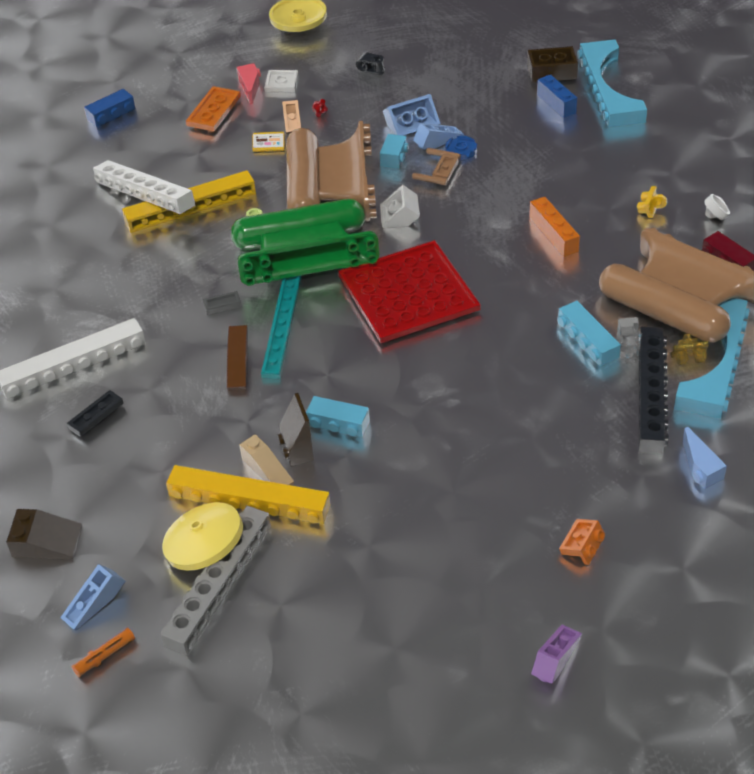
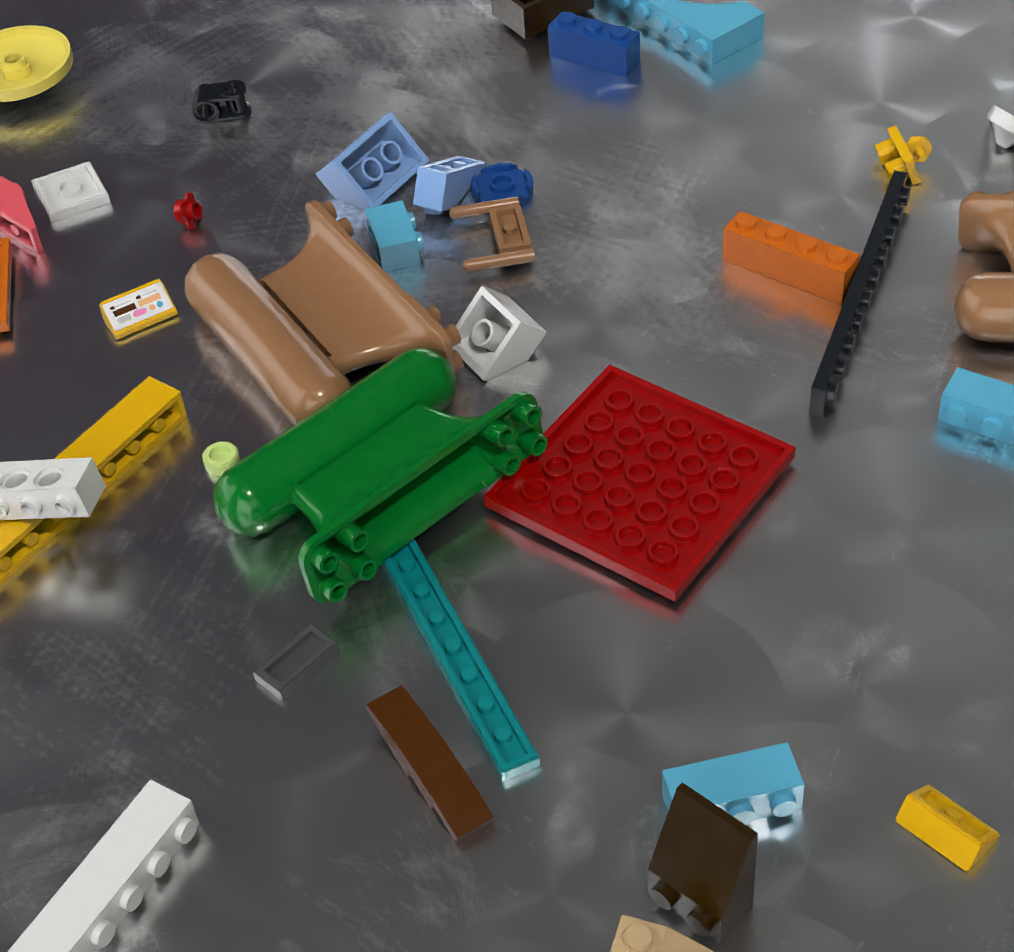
camera: 30 degrees left, 0 degrees up
(291, 115) = (152, 245): light nougat slope -> none
(409, 467) = (946, 826): none -> yellow slope
(571, 253) = (859, 295): none -> black plate

